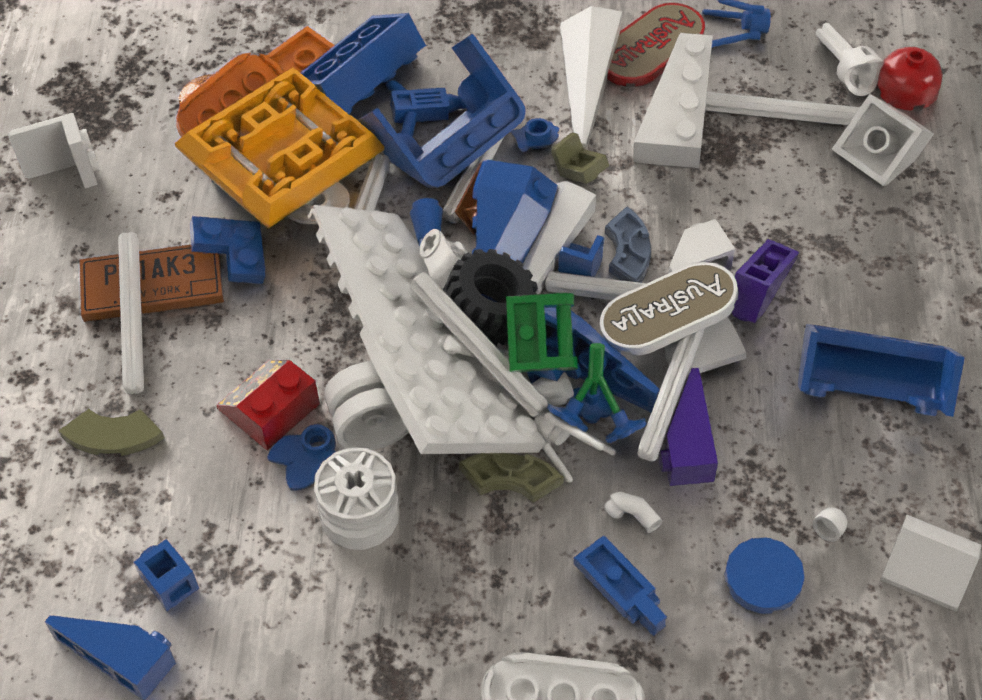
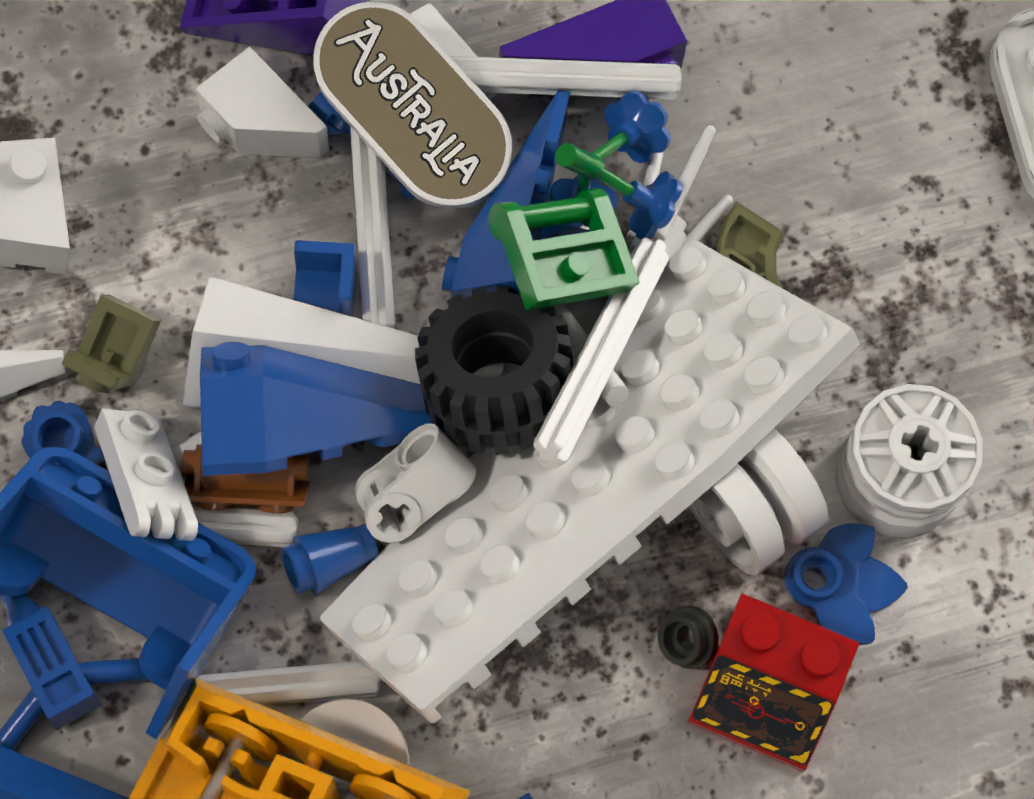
camera: 115 degrees left, 15 degrees up
(313, 365) = (675, 640): none -> pearl dark grey plate
(495, 145) = (145, 475): none -> white hinge
(621, 584) = (874, 81): blue hinge -> none
(631, 246) = (262, 224): sand blue tile -> none
(636, 506) = (745, 99): white arm -> none

